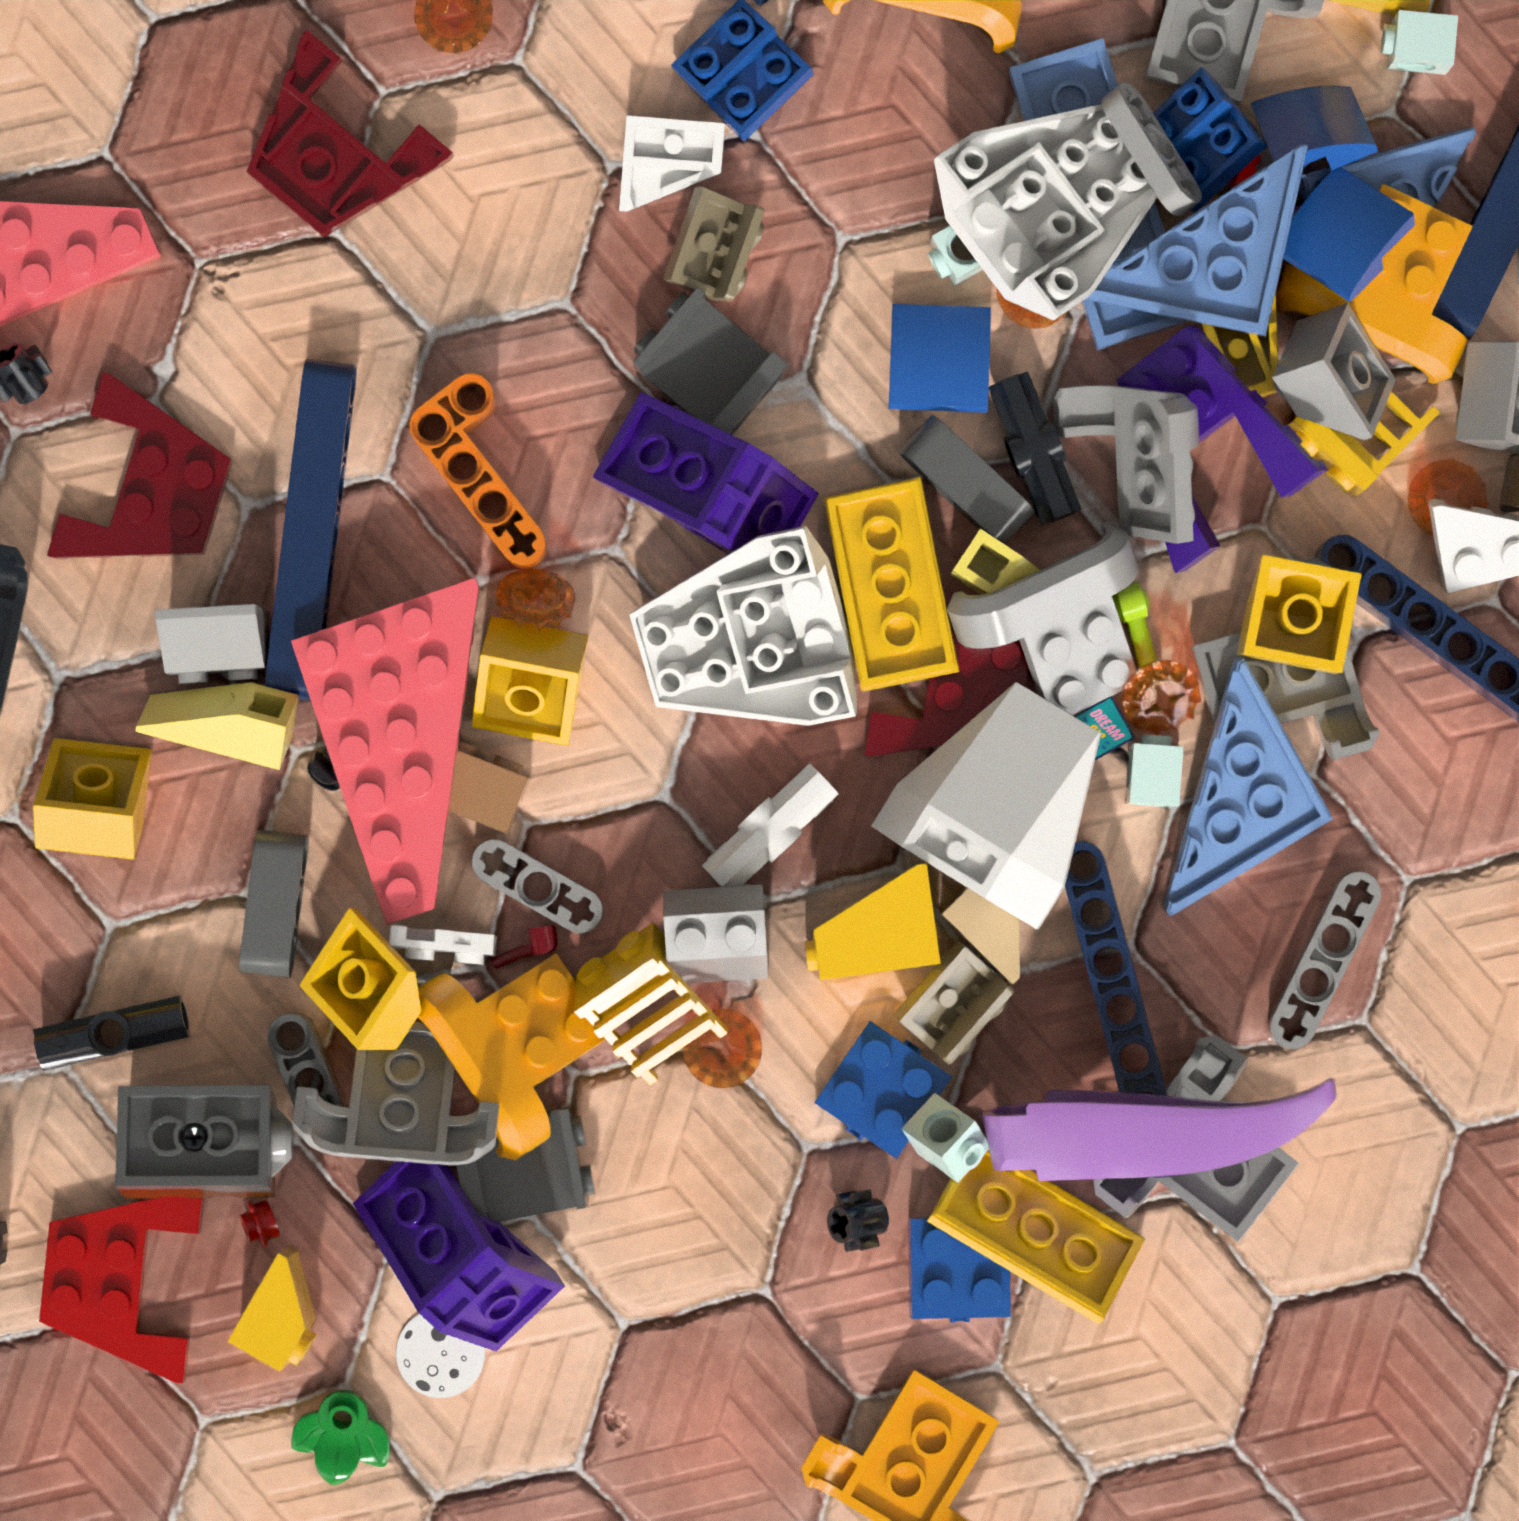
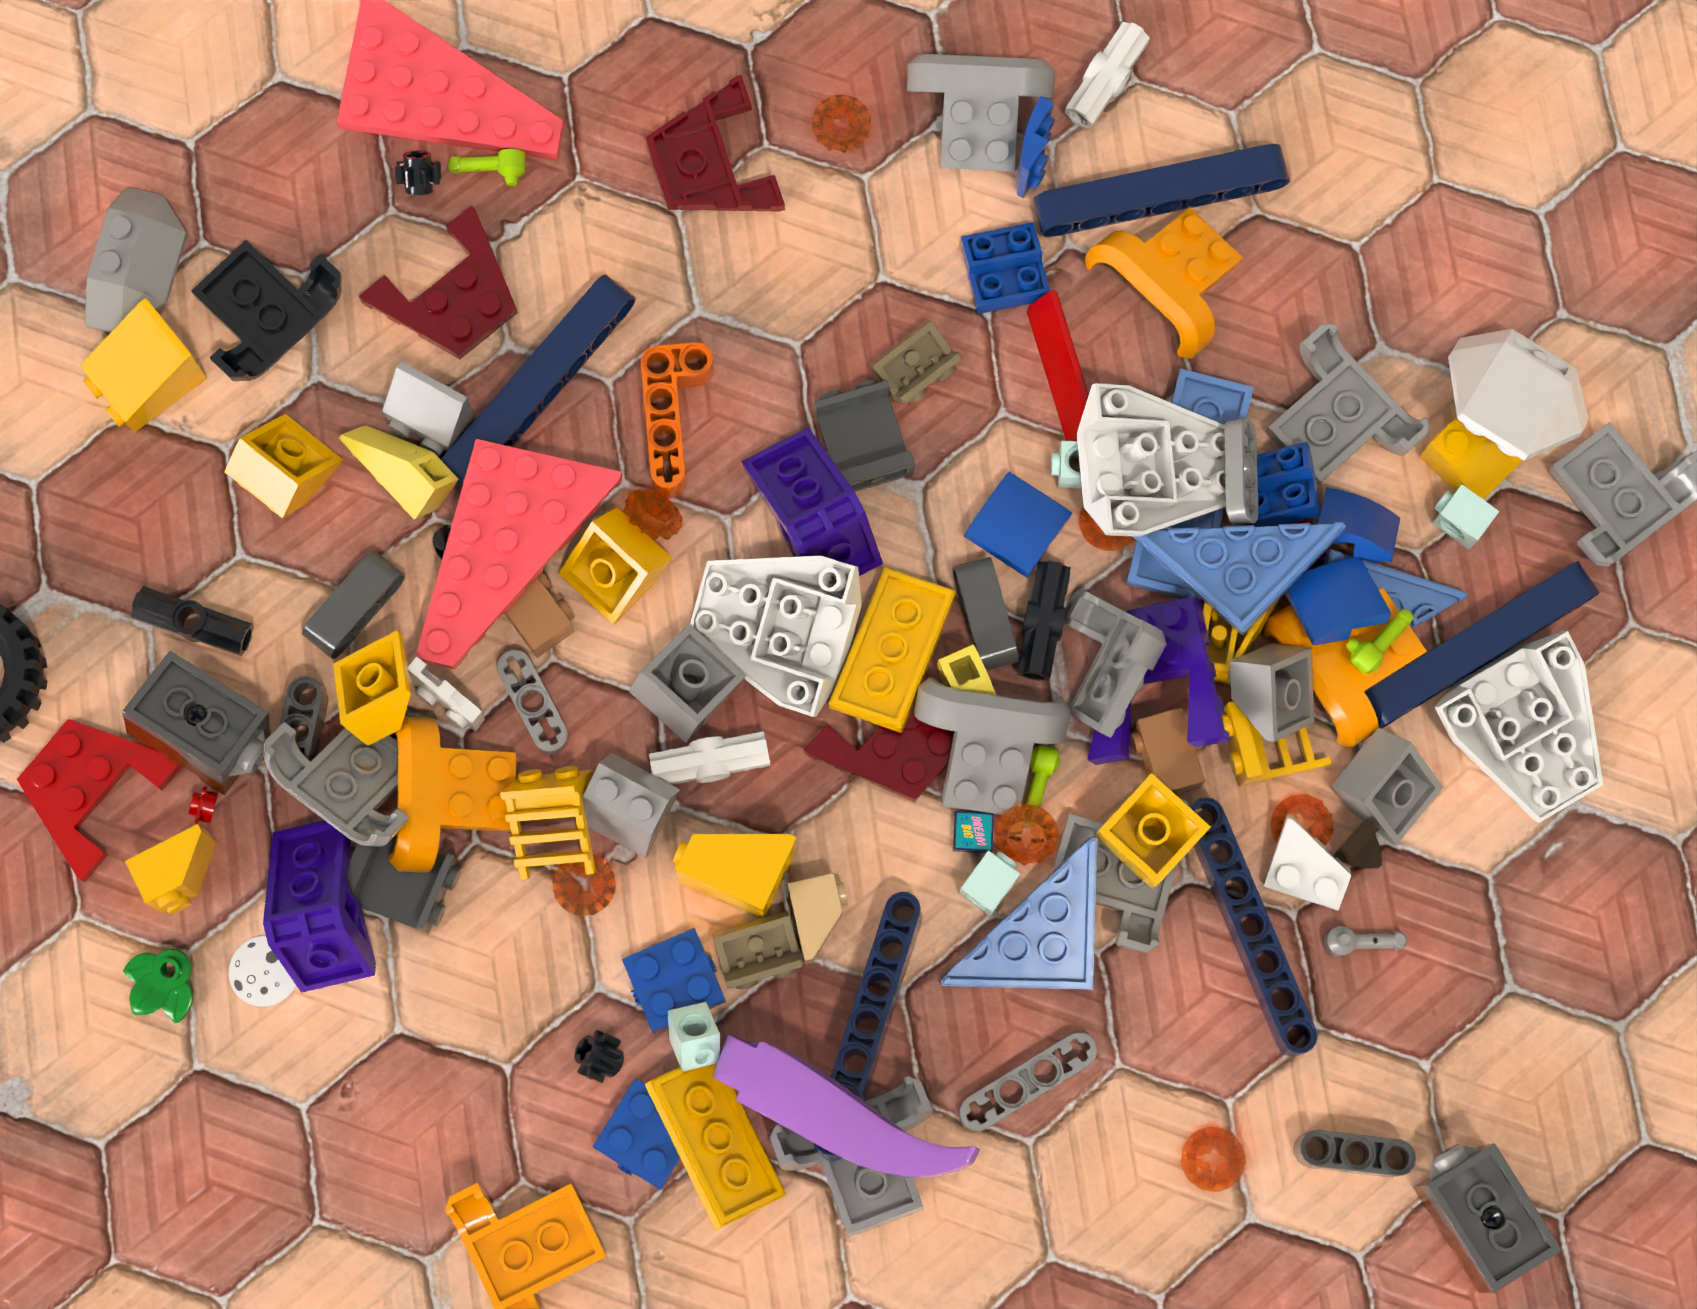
camera: 30 degrees right, 10 degrees down
(111, 297) = (508, 163): none -> lime piece
(542, 941) = (512, 739): dark red hand -> none
(667, 157) = (921, 292): white wing -> none
(694, 762) = (686, 683): none -> light grey slope
(873, 144) = (1059, 361): none -> red slope
(1000, 803) = (874, 834): white wedge -> none
(1256, 513) = (1165, 751): none -> medium nougat brick
(1416, 274) = (1368, 655): none -> lime piece

